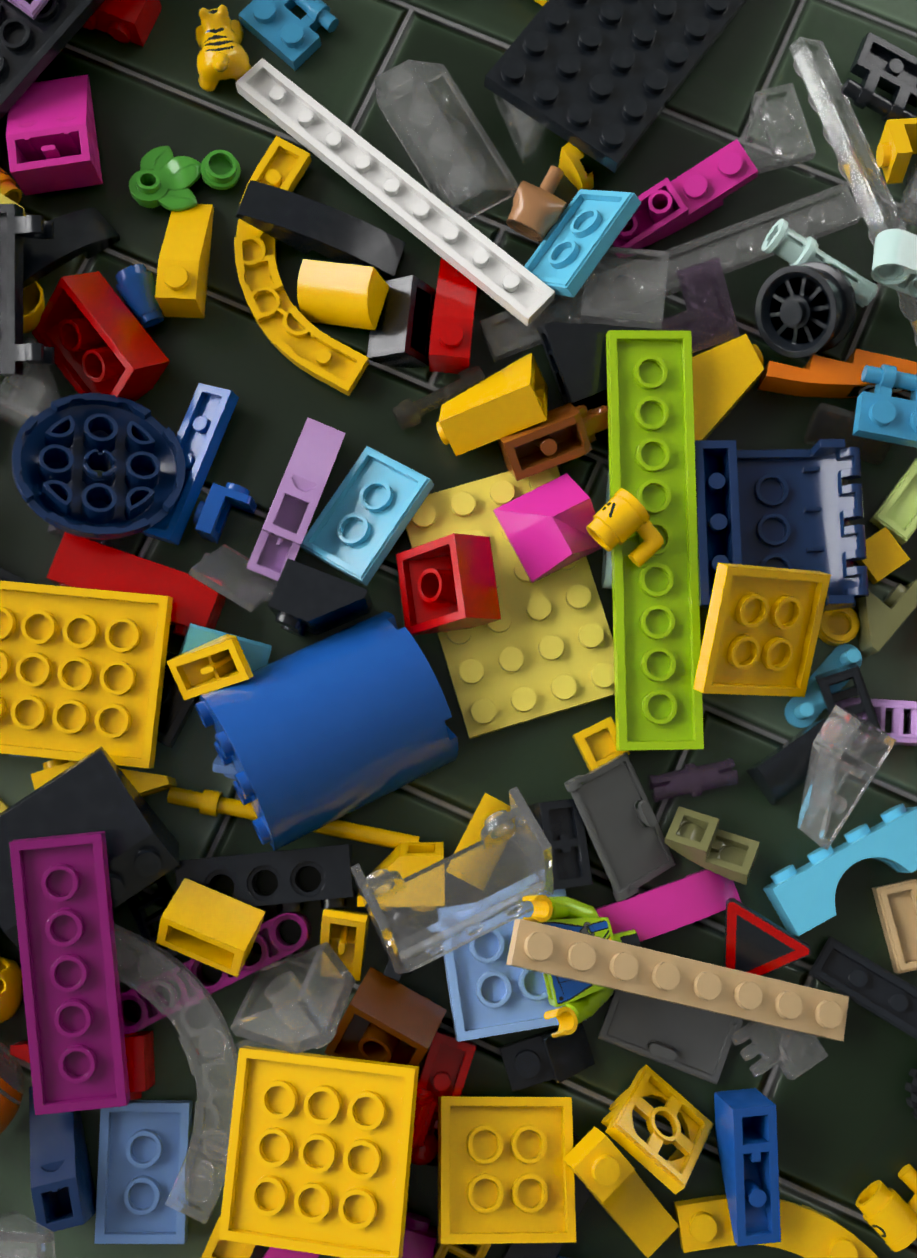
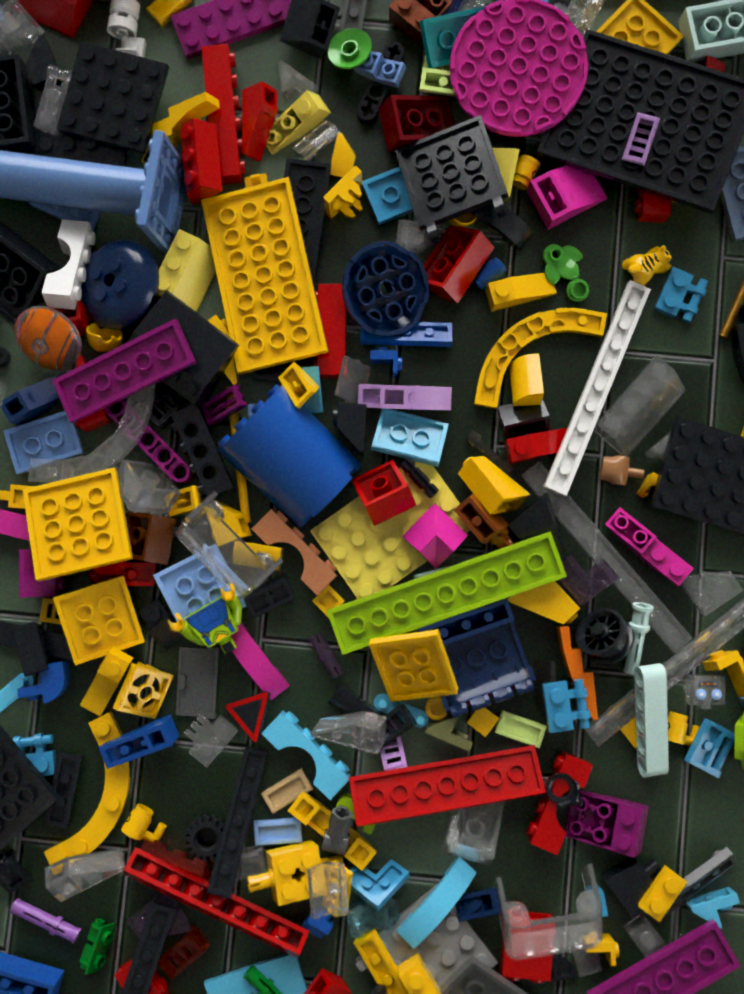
camera: 75 degrees right, 5 degrees up
(194, 782) = (228, 412): none -> magenta tile
(210, 927) = (168, 432): yellow brick -> none
(319, 227) = (560, 356): black slope -> none
(443, 520) = (419, 478): none -> black axle
(546, 748) = (316, 572): none -> nougat arch
(581, 238) = (603, 499): medium azure tile -> none
(619, 520) = (446, 571): yellow piece -> none
(625, 846) = (287, 621): dark grey door -> none
(627, 289) = (584, 533): clear tile -> none
(677, 980) = (217, 677): tan plate -> none
(702, 842) = (293, 675): olive slope -> none

